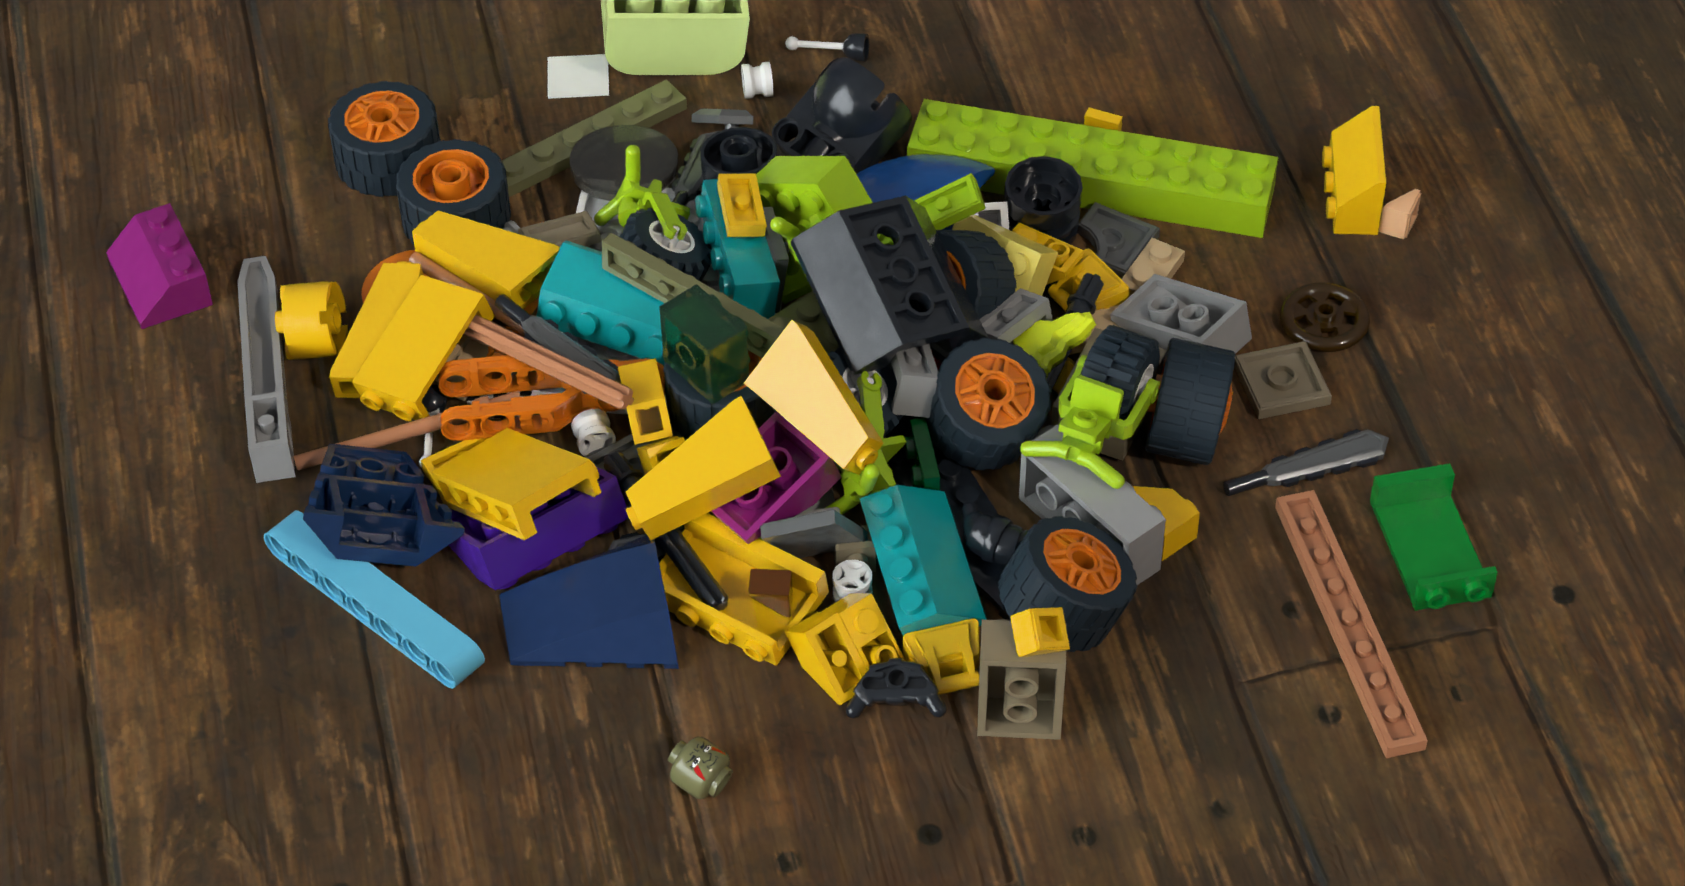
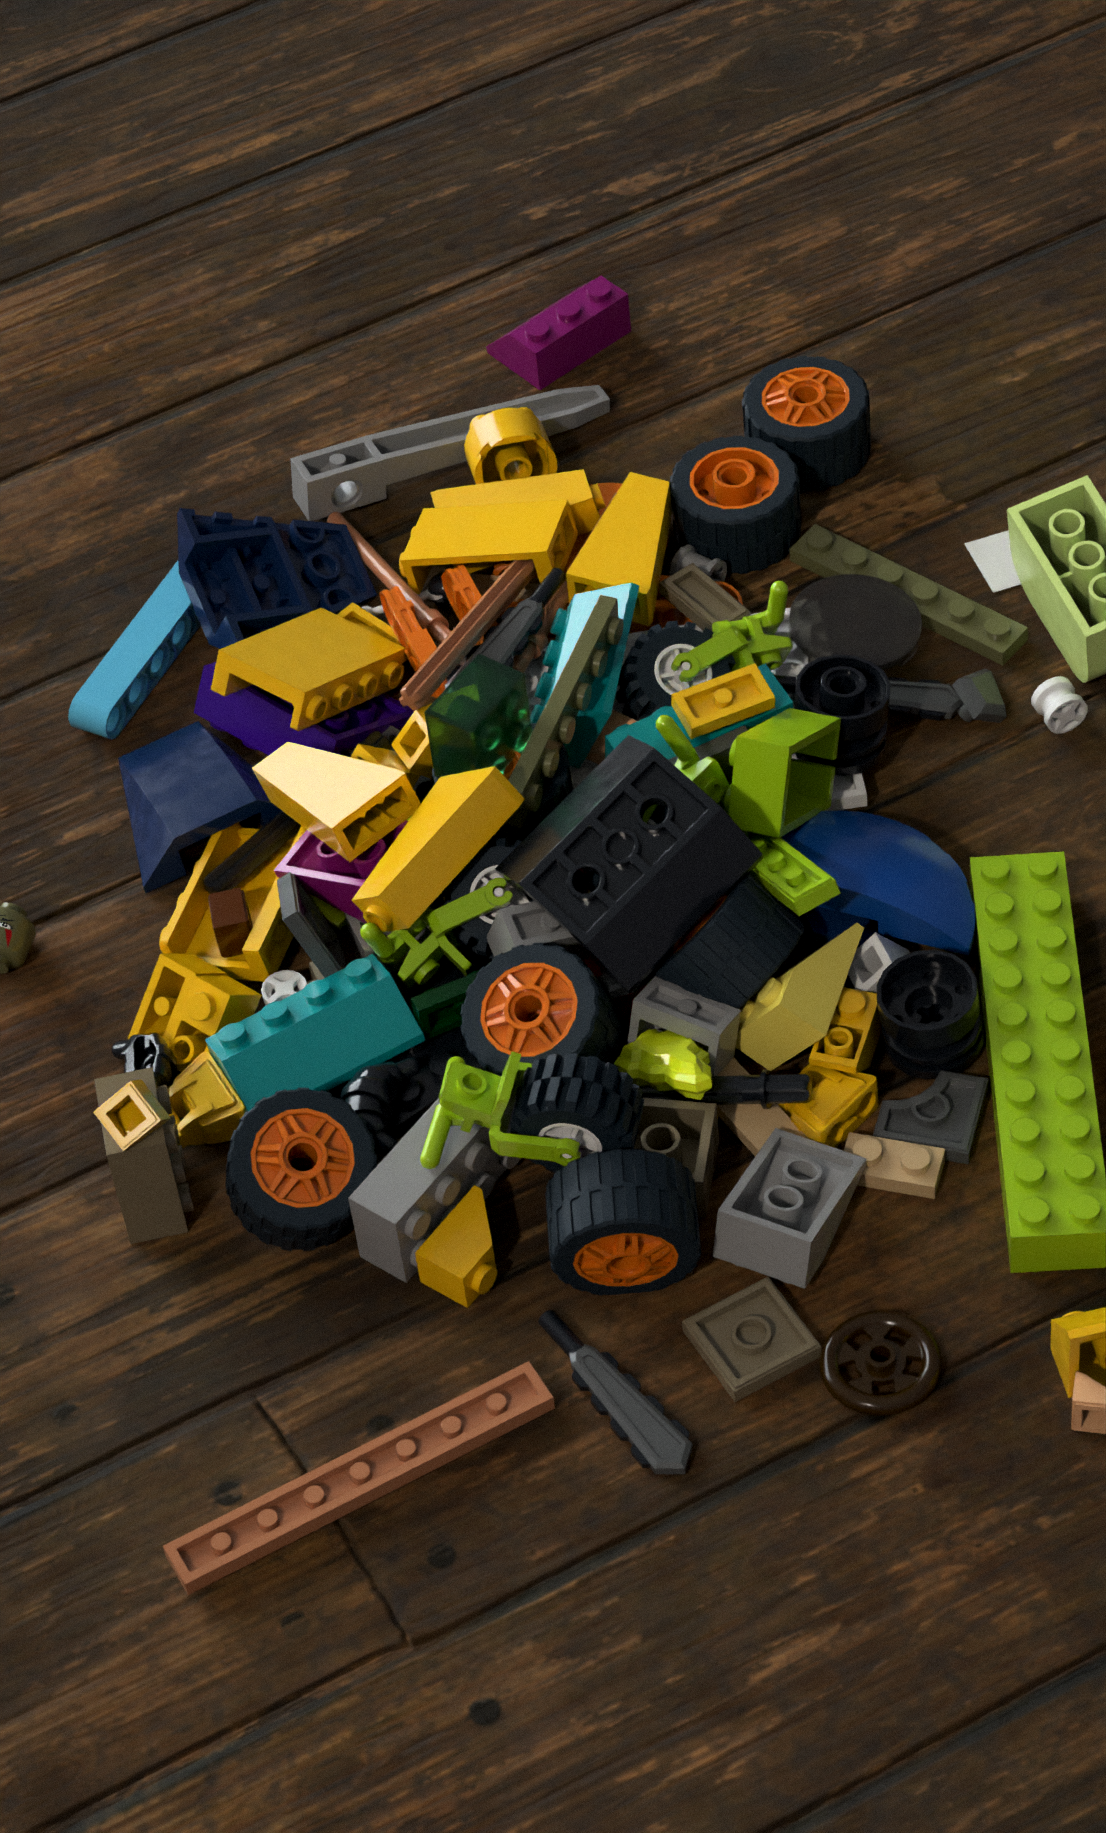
camera: 80 degrees right, 0 degrees up
(844, 118) = (992, 792): black piece -> none
(1429, 538) = (520, 1546): green panel -> none

